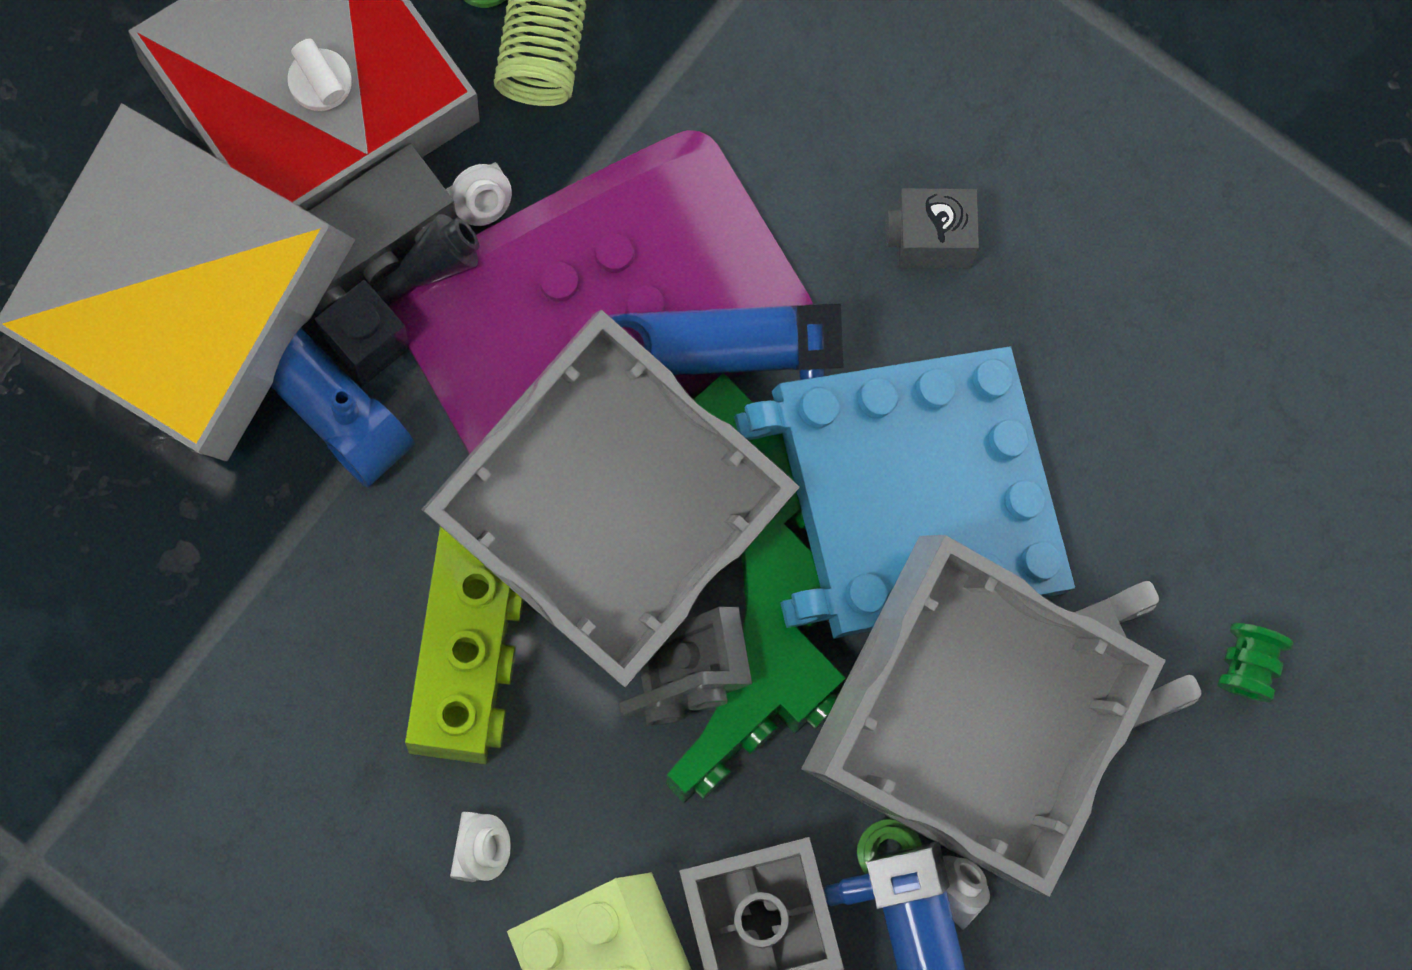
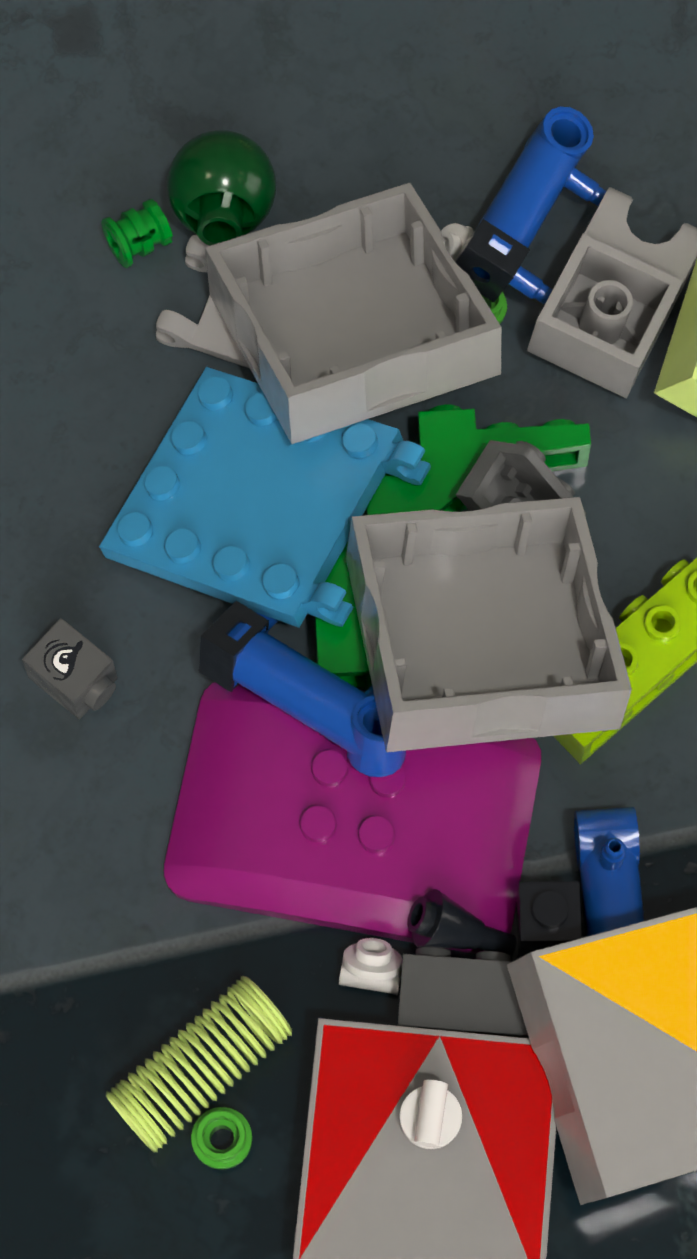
camera: 130 degrees left, 5 degrees down
(1216, 753) = (221, 185): none -> dark green brick

